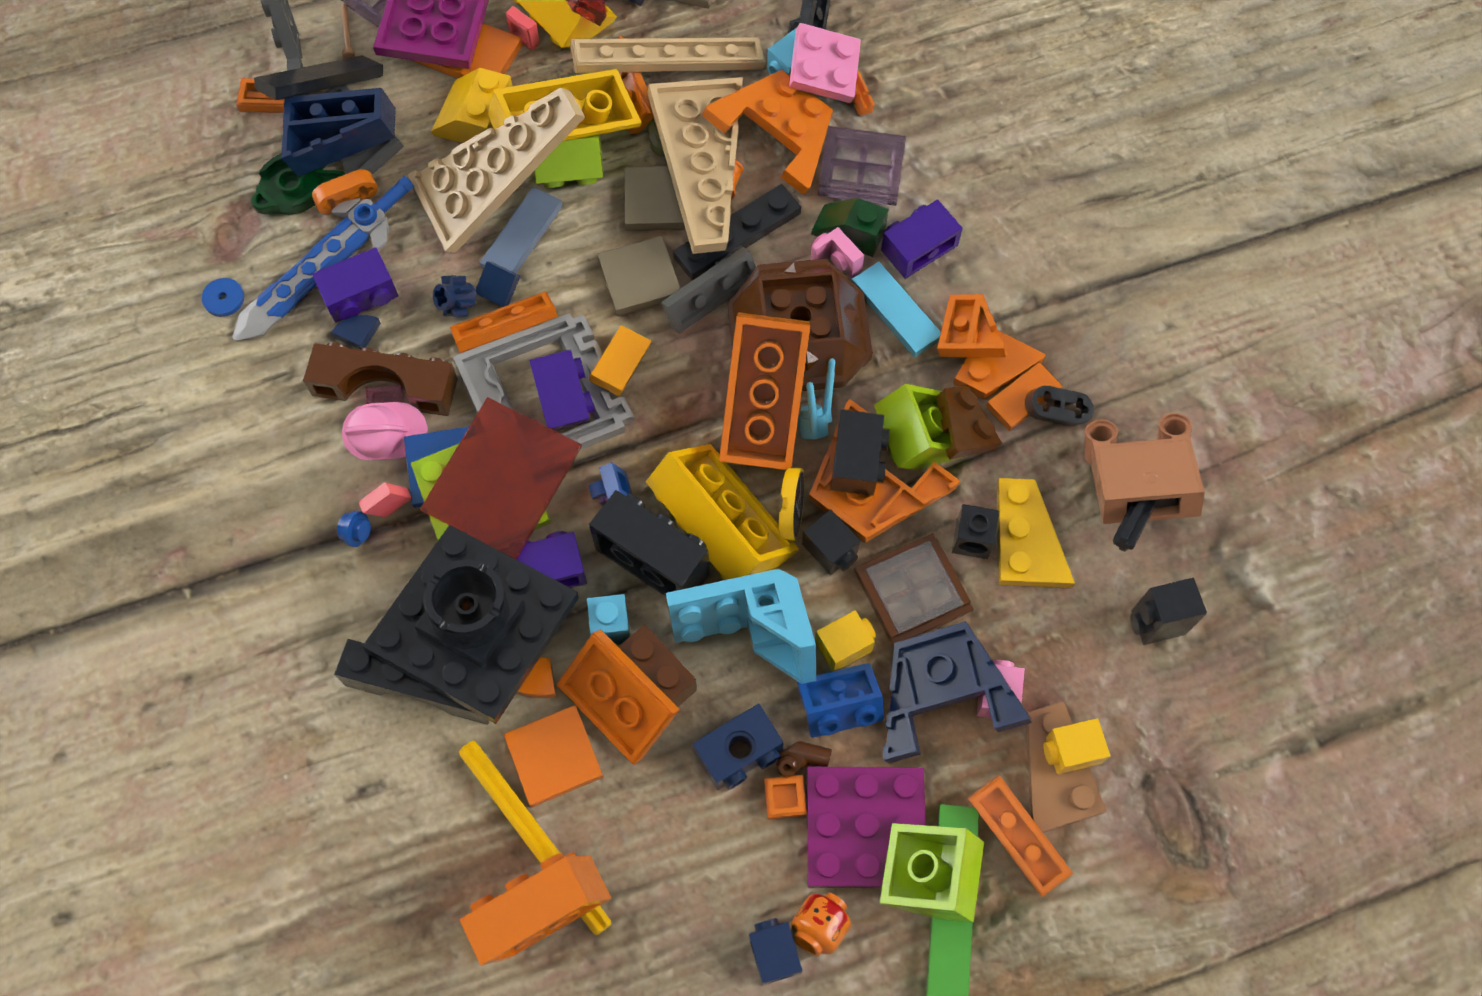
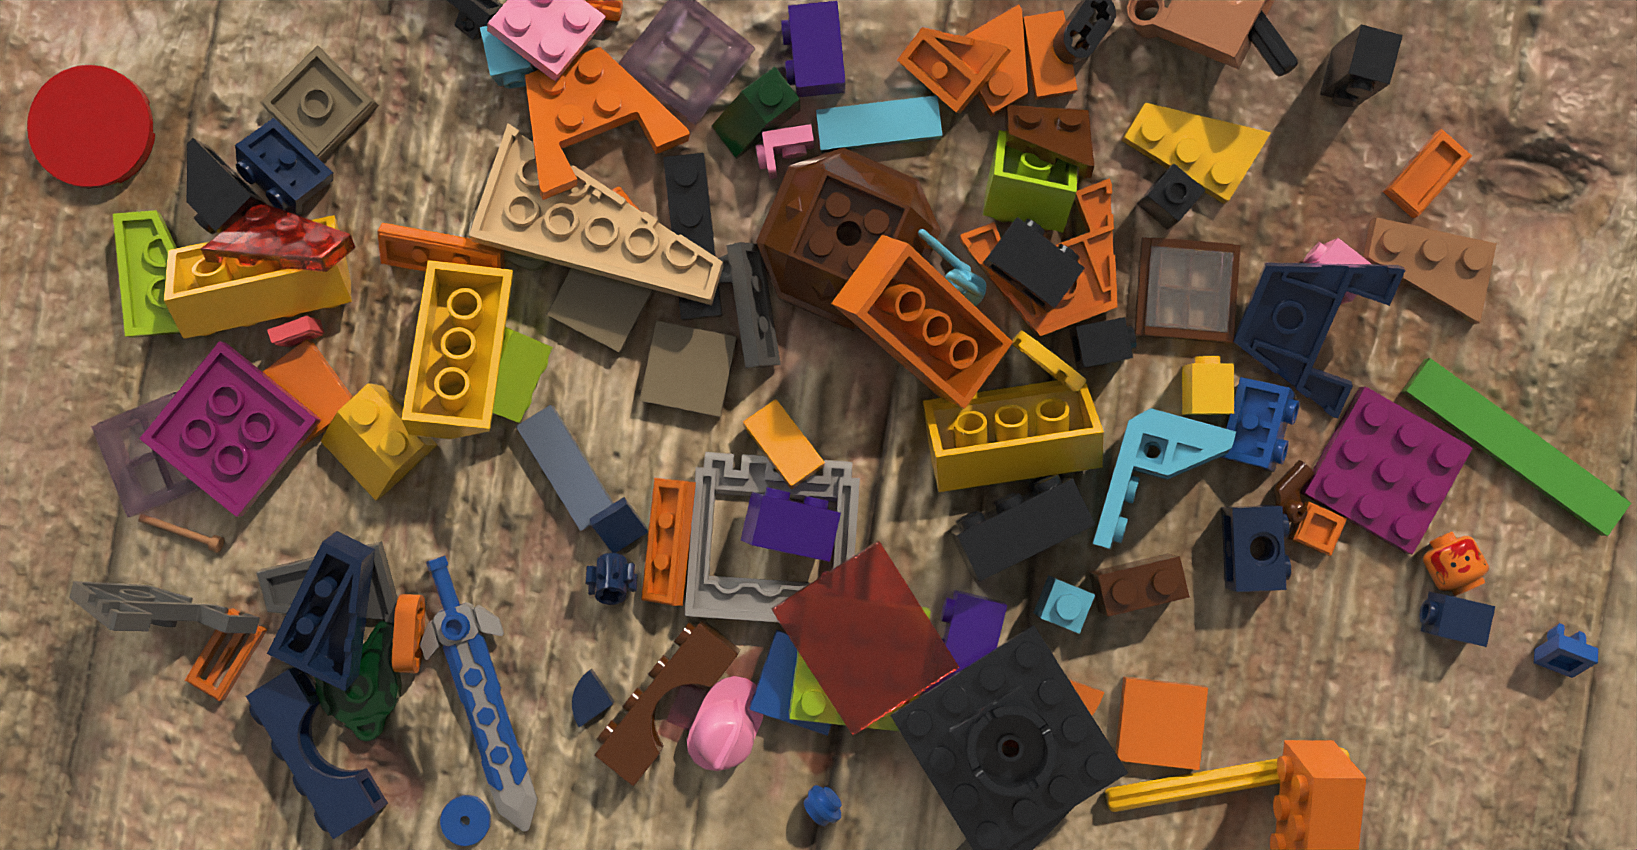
camera: 60 degrees left, 20 degrees up
(245, 148) = (287, 712): none -> dark blue arch
(318, 77) = (249, 599): black tile -> none
(355, 285) = (538, 676): dark purple brick -> none
(385, 500) = (812, 761): coral tile -> none
(488, 168) = (491, 477): tan wing -> none
(612, 479) = (922, 524): blue tile -> none
(617, 697) = (1148, 637): orange tile -> none
(667, 54) = (431, 191): tan tile -> none
(933, 871) = (1476, 440): lime slope -> none
(1020, 835) = (1476, 337): orange tile -> none
(1076, 746) = (1439, 237): yellow brick -> none
(1130, 726) = (1427, 173): none -> orange tile

